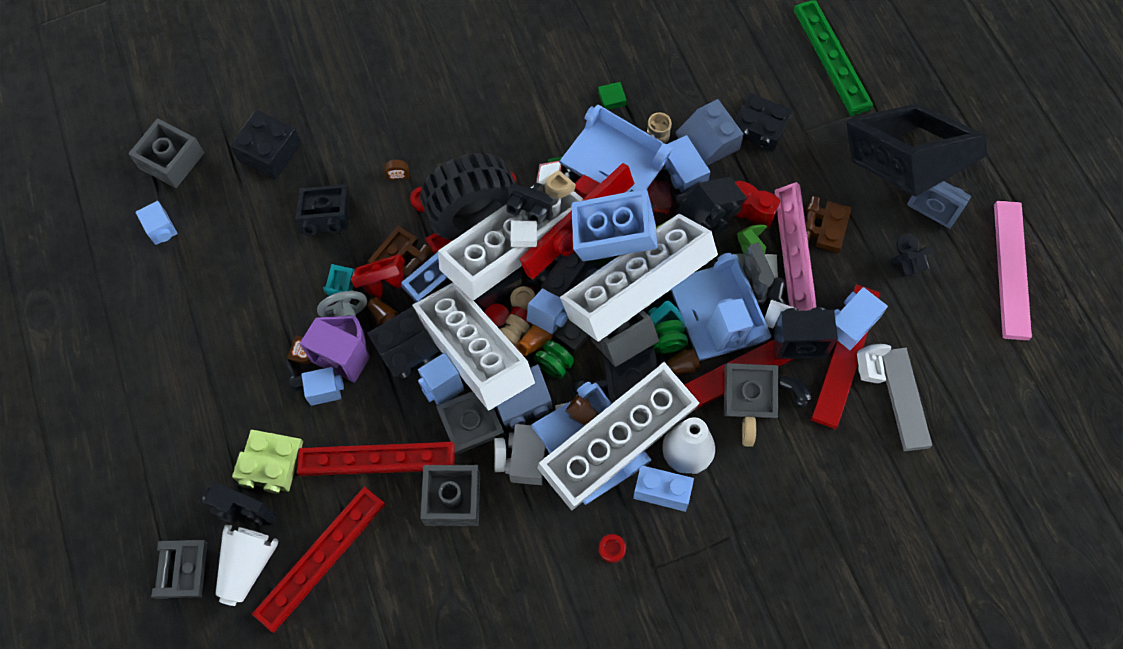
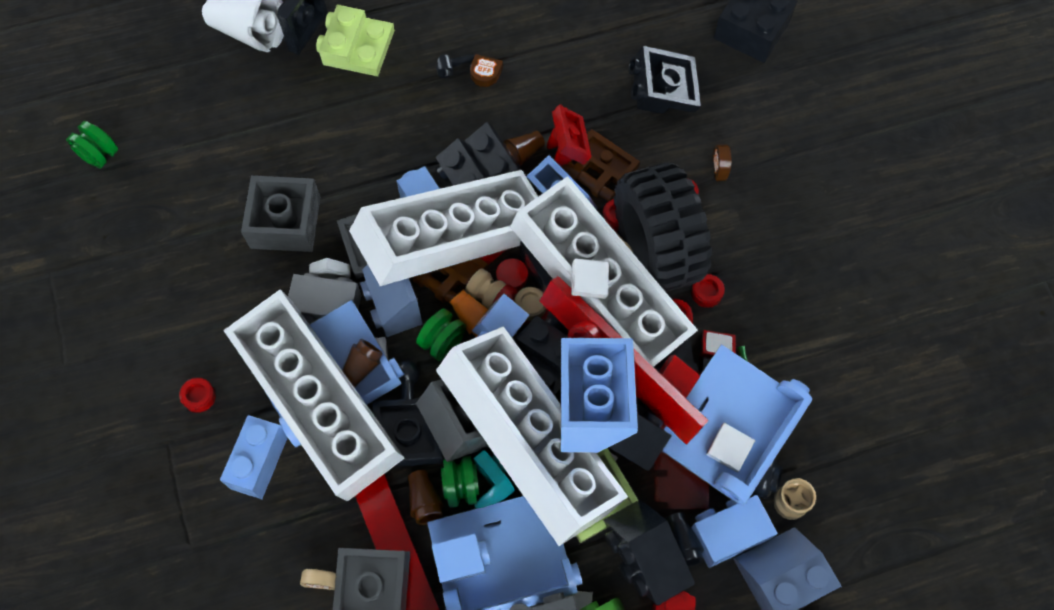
camera: 90 degrees right, 0 degrees up
(318, 559) = (244, 94): red tile -> none
(322, 386) = (435, 86): light blue brick -> none
(337, 336) = (479, 94): medium lavender piece -> none
(339, 280) = (572, 99): teal plate -> none
(373, 458) = (340, 145): red tile -> none
(531, 200) = (642, 275): black hips -> none
(559, 185) = (673, 333): tan tile -> none
(612, 96) = (852, 439): green tile -> none
(634, 156) = (730, 447): none -> white tile
(689, 446) = (306, 500): white cone -> none

